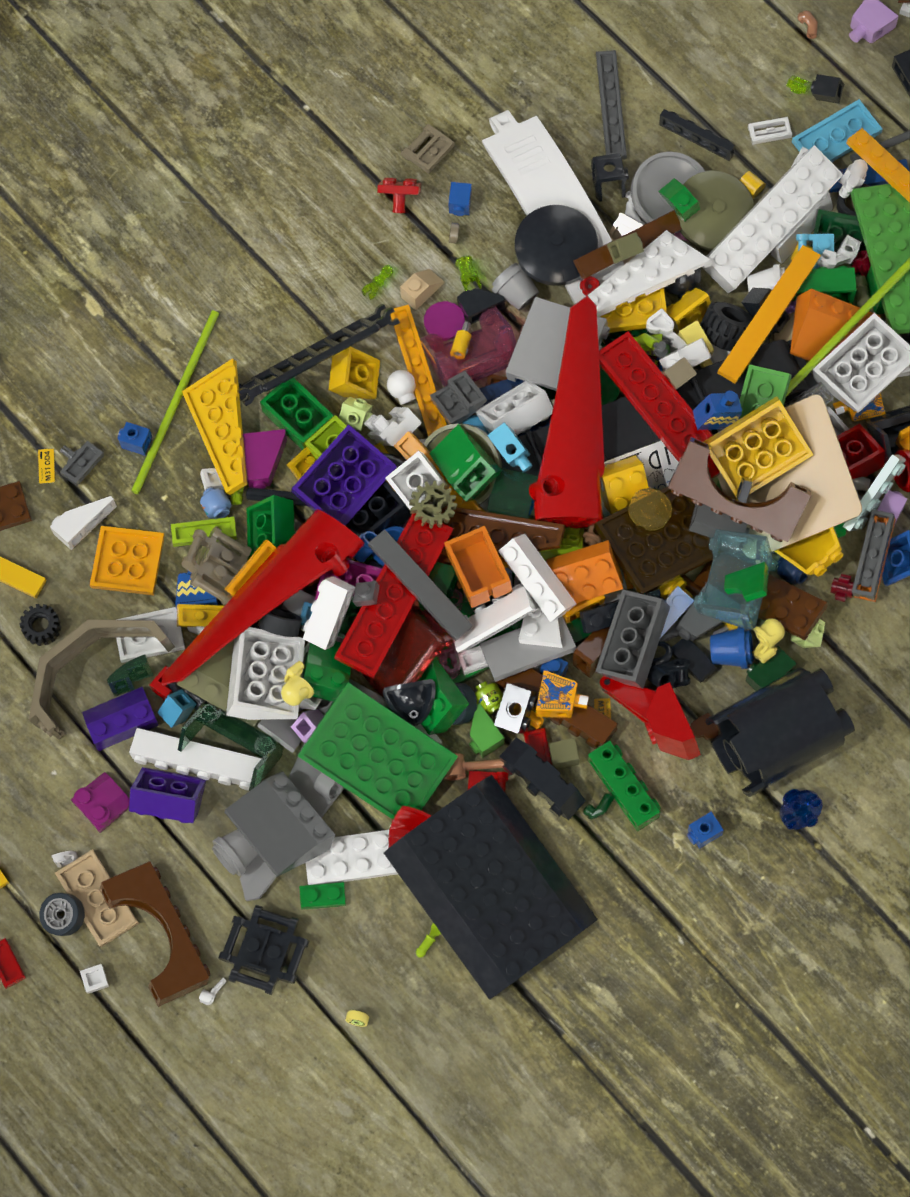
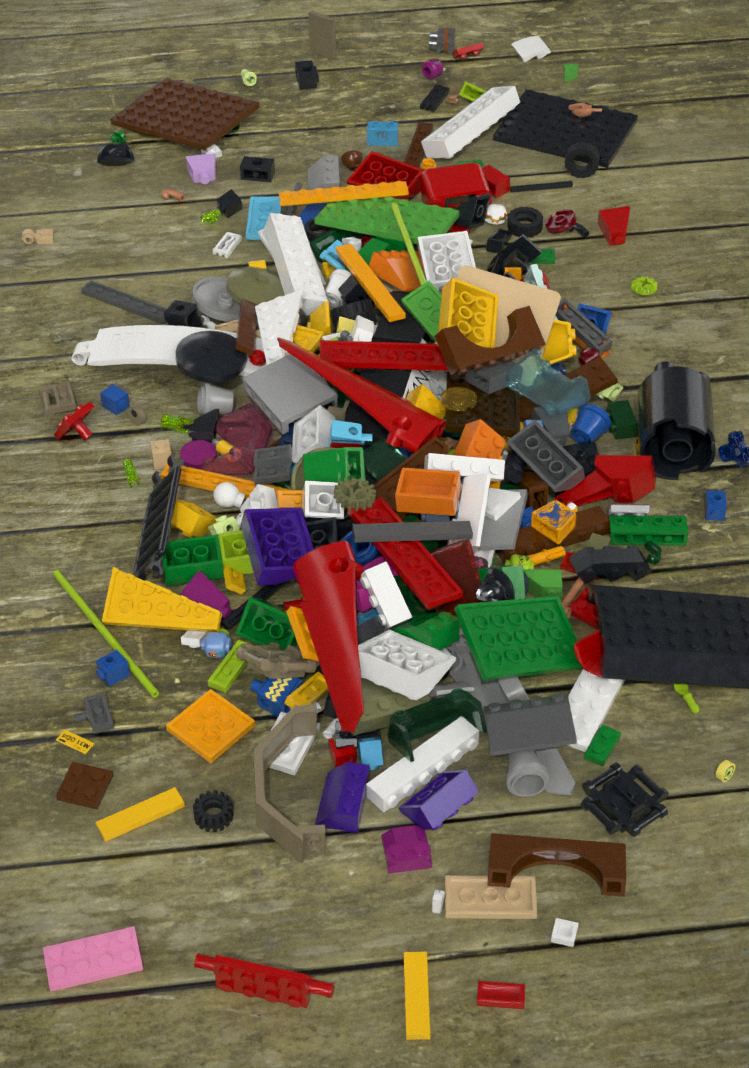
camera: 60 degrees left, 25 degrees down
(56, 904) = (489, 911): wheel -> none
(79, 522) = (147, 740): white slope -> none
(122, 679) = (317, 765): clear green slope -> none
(208, 997) = (636, 861): white hand -> none
(295, 687) = (433, 639): light yellow piece -> none
(307, 723) = (461, 670): lavender brick -> none
(366, 593) = (394, 559): flat silver plate -> none
(506, 717) = (545, 559): brick -> none
(625, 247) = (251, 321): olive brick -> none
(631, 752) = (628, 509): none -> light grey slope
(660, 323) = (323, 333): white tile -> none
(679, 373) = (375, 332): dark tan panel -> none
(680, 199) = (239, 287): green slope -> none
(696, 134) = (195, 273): black plate -> none
(717, 411) = (422, 325): blue torso -> none
(744, 489) = (492, 338): black tile -> none
(749, 582) = (558, 373): green tile -> none
(769, 635) = (601, 397): light yellow piece -> none
(853, 177) = (307, 216): white arm -> none

